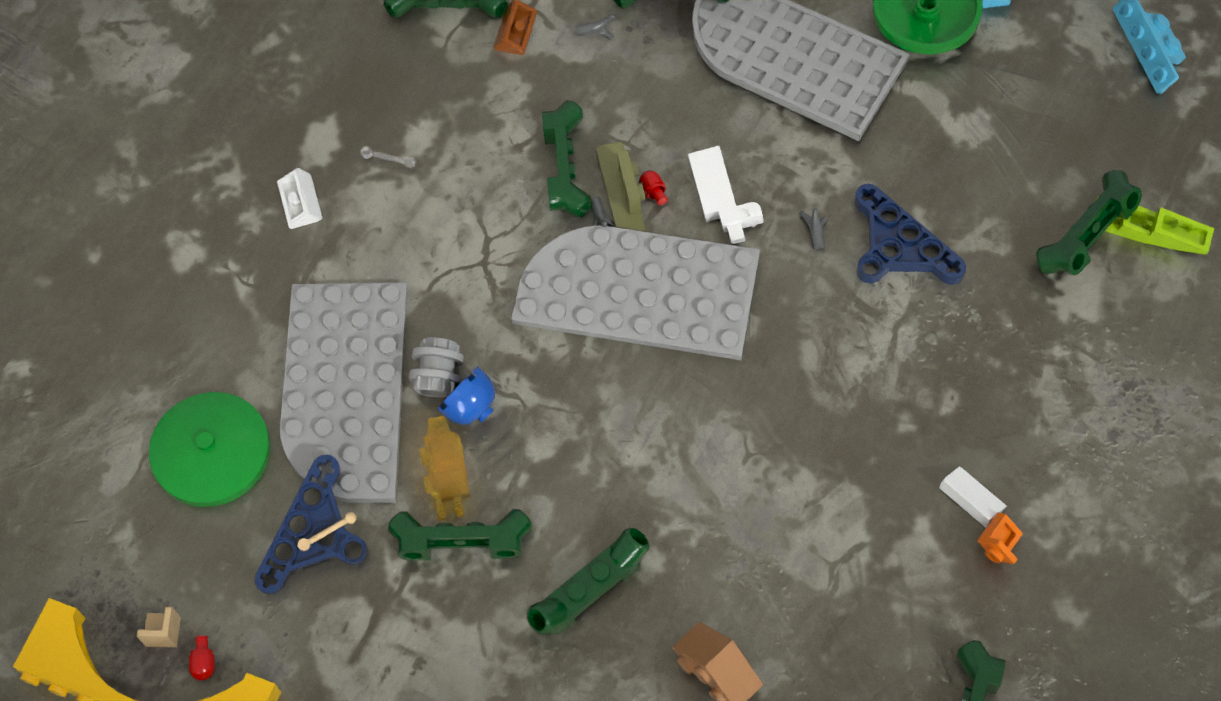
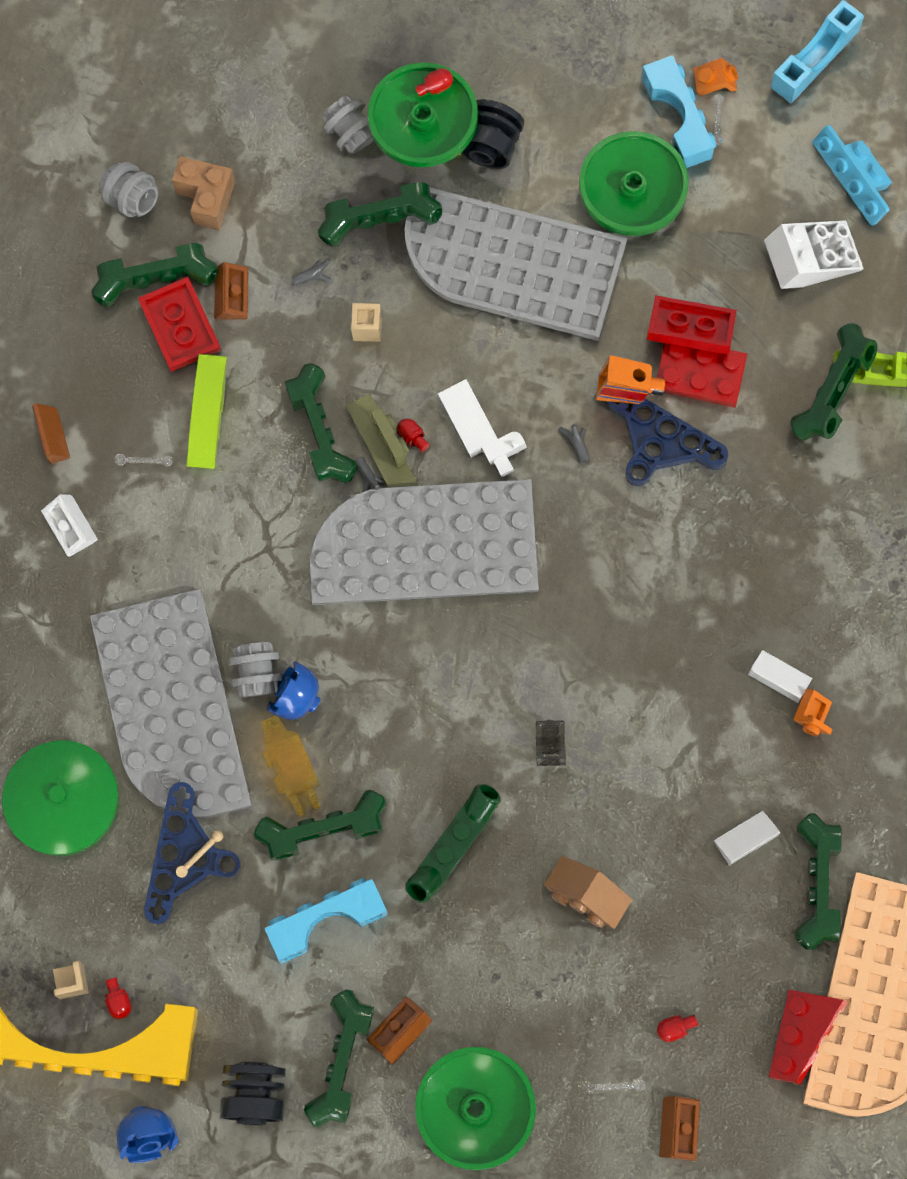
camera: 15 degrees left, 10 degrees up
(307, 114) = (51, 433): none -> dark orange slope
(397, 635) = (291, 934): none -> medium azure arch
(457, 44) = (179, 324): none -> red plate
(460, 124) = (206, 411): none -> lime slope
(635, 77) = (366, 322): none -> tan panel
(716, 506) = (550, 743): none -> clear smoke bracket
(878, 176) = (627, 381): none -> orange torso
(901, 652) = (746, 837): none -> white slope
(955, 142) = (691, 324): none -> red plate
(955, 190) = (702, 374): none -> red plate
(1091, 103) = (812, 253): none -> white slope

